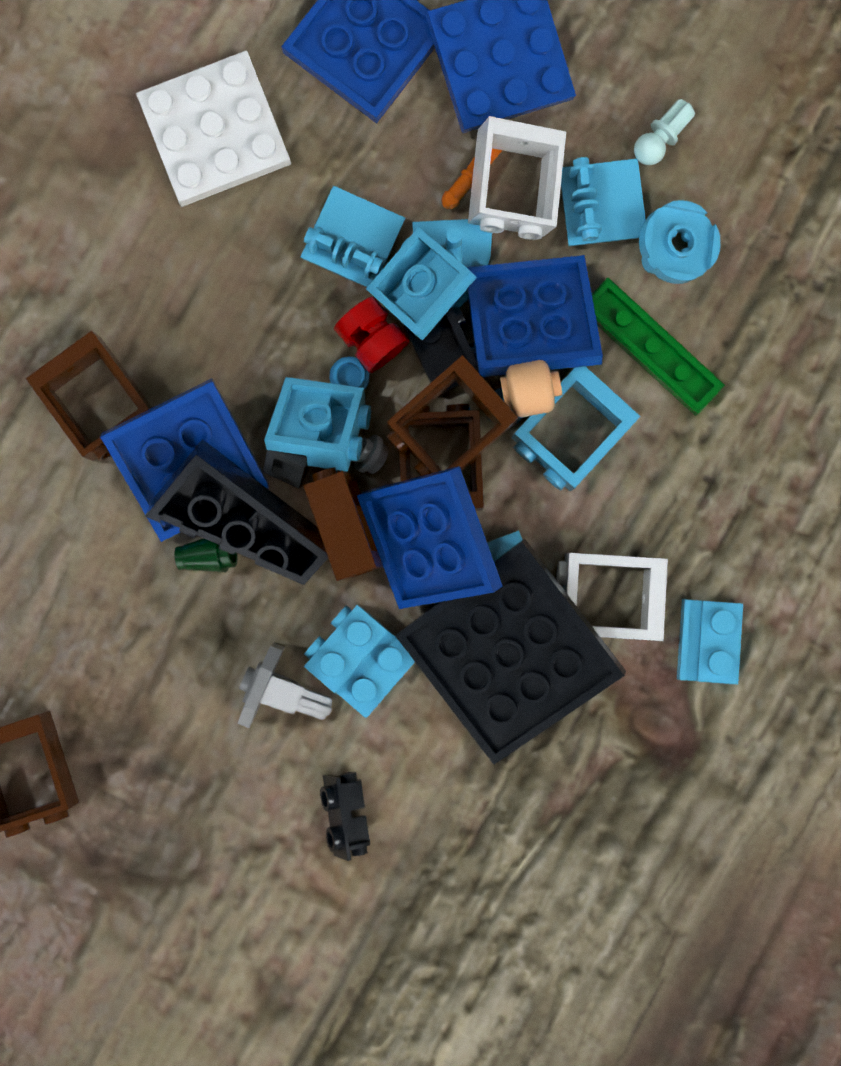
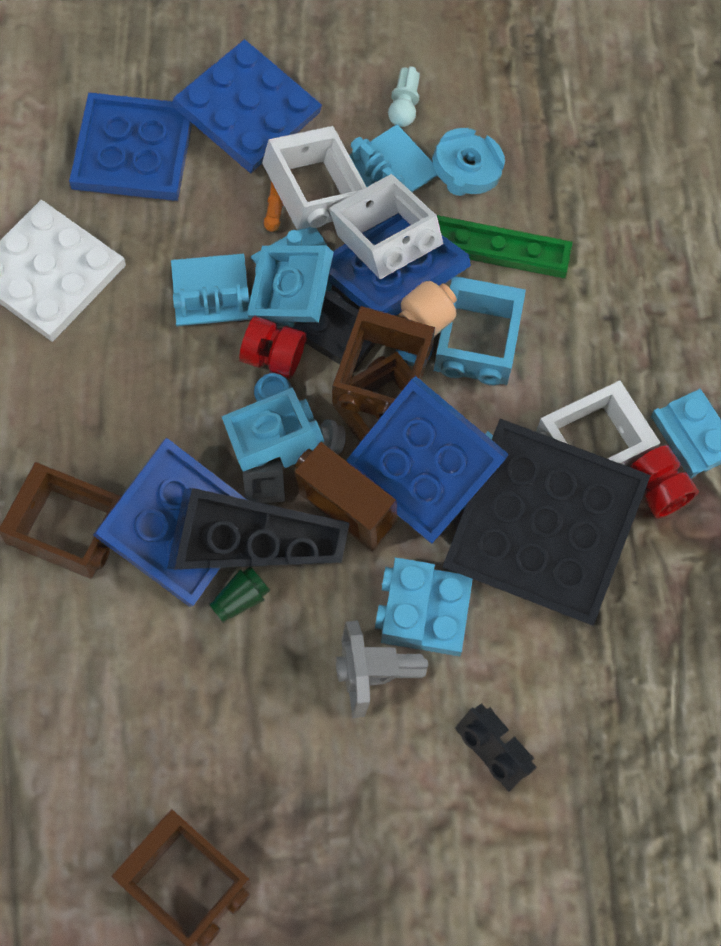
camera: 35 degrees left, 20 degrees down
(565, 243) = (387, 199): none -> white window
(643, 674) = (667, 487): none -> red wheel

